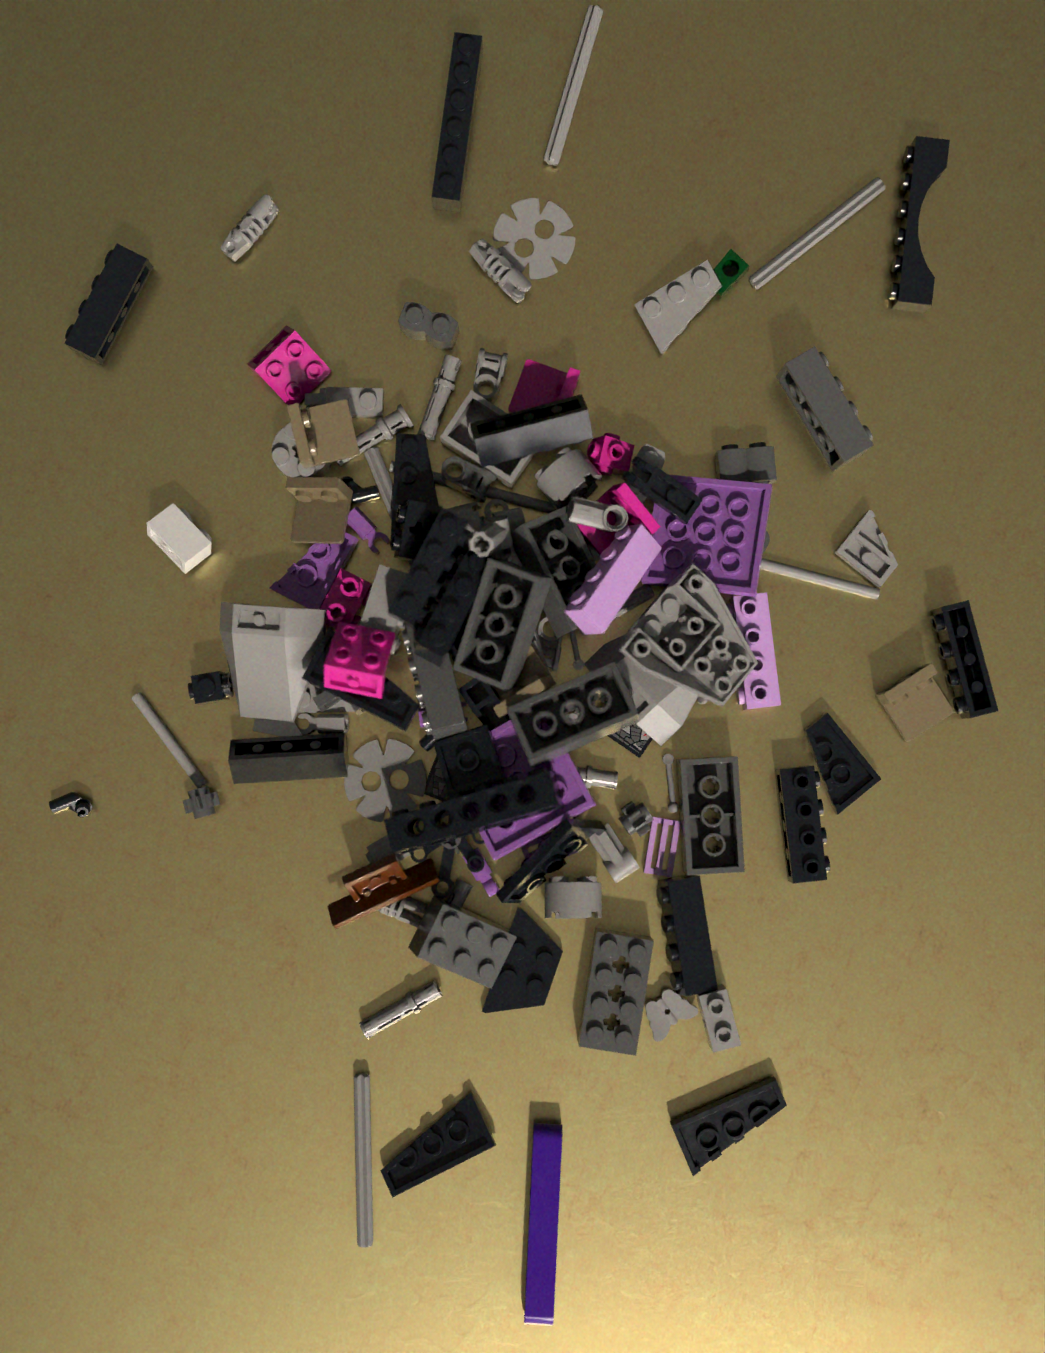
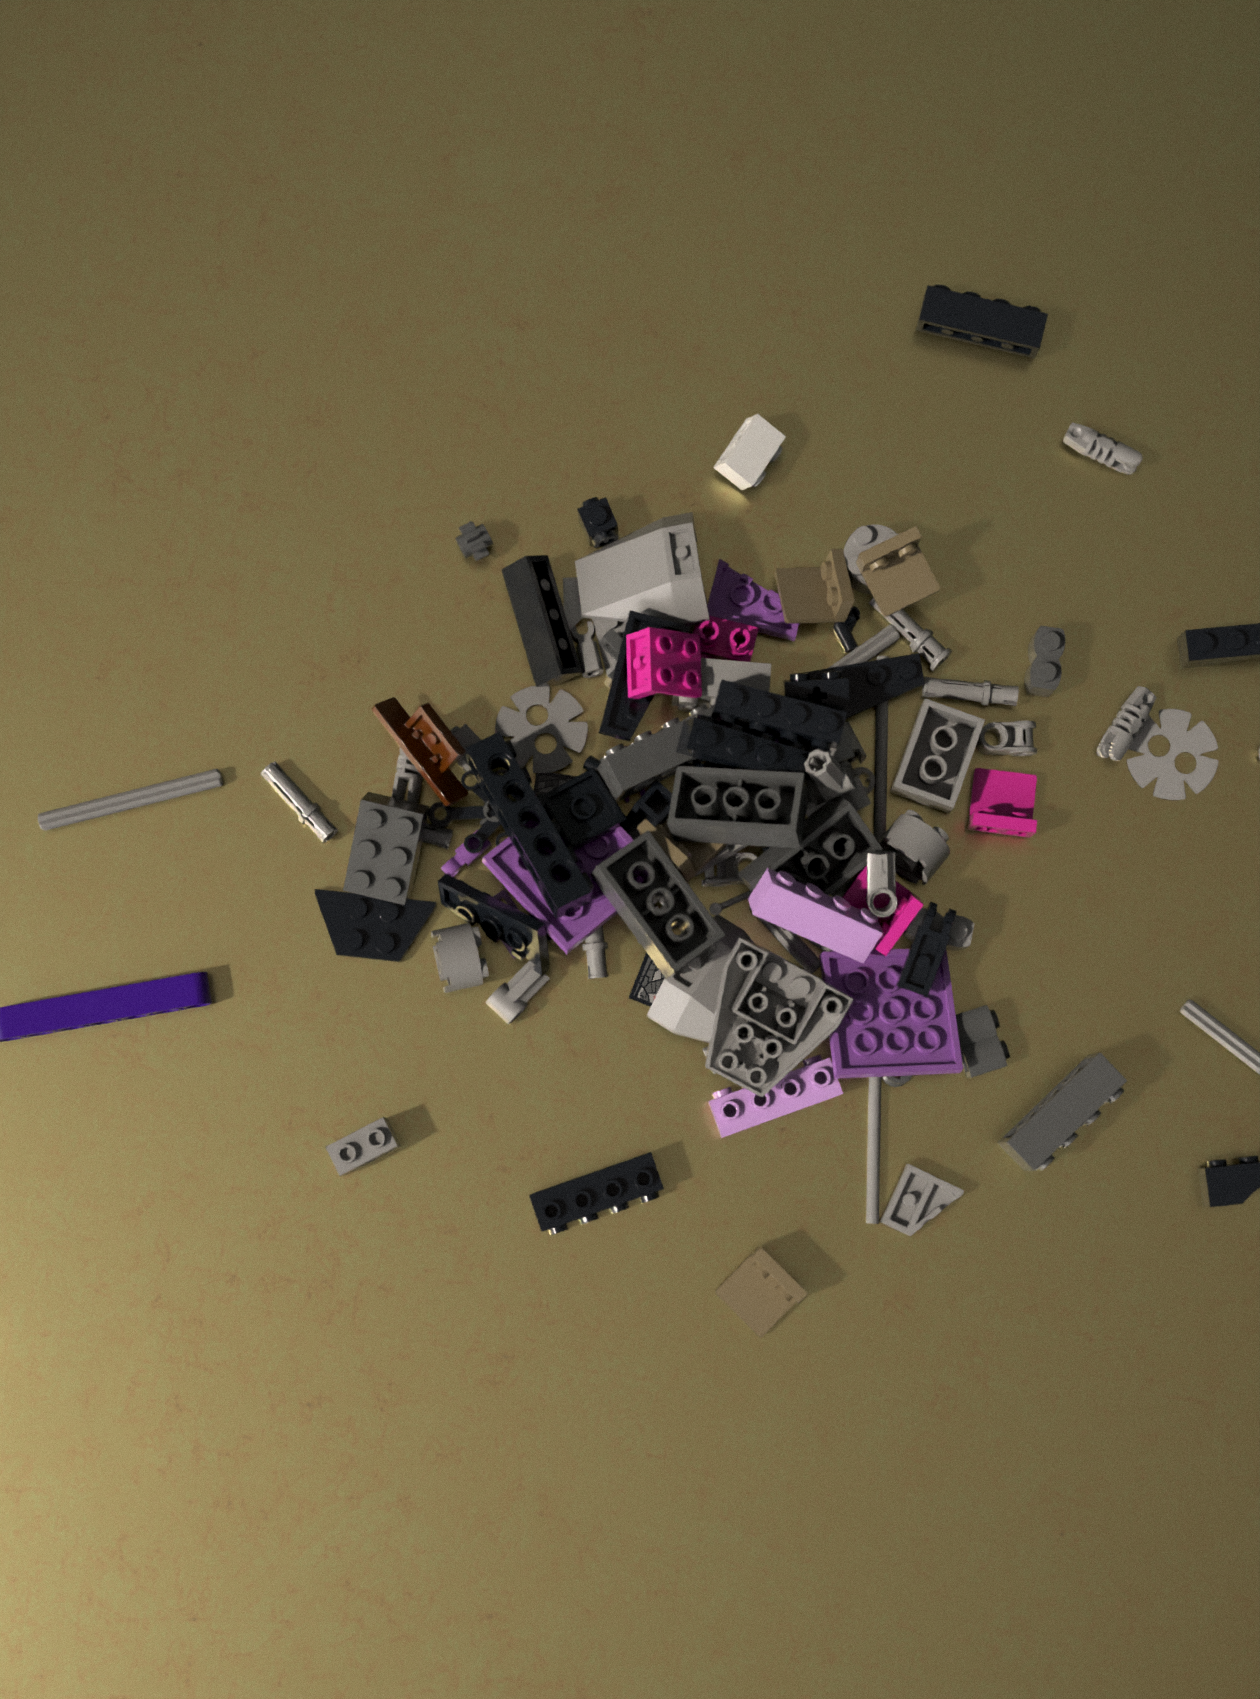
camera: 85 degrees right, 5 degrees down
(73, 802) = (444, 408): black arm -> none
(169, 740) = (532, 493): light grey bar -> none
(289, 366) = (962, 525): dark pink bracket -> none
(361, 401) = (943, 606): light grey hinge -> none
(365, 528) = (808, 645): medium lavender bar -> none
(444, 1145) = (166, 885): black wing -> none
(469, 479) = (888, 745): dark grey piece -> none
(531, 430) = (955, 791): black brick -> none
(610, 454) = (953, 887): dark pink brick -> none
(626, 1006) = (353, 1011): dark grey brick -> none
(636, 819) = (560, 1007): dark grey gear -> none
(668, 760) = (633, 1031): light grey hinge -> none
(672, 851) = (509, 1046): lavender tile -> none
(675, 304) = (1135, 921): light grey wing -> none
(678, 1009) = (345, 1086): light grey animal -> none
(687, 935) = (447, 1091): black brick -> none
(724, 1122) = (247, 1177): black wing -> none
(725, 828) = (565, 1075): dark grey brick -> none
(729, 271) = (1187, 972): dark green leg -> none
(840, 763) = (673, 1221): black wing -> none
(964, 660) = (822, 1333): black brick -> none

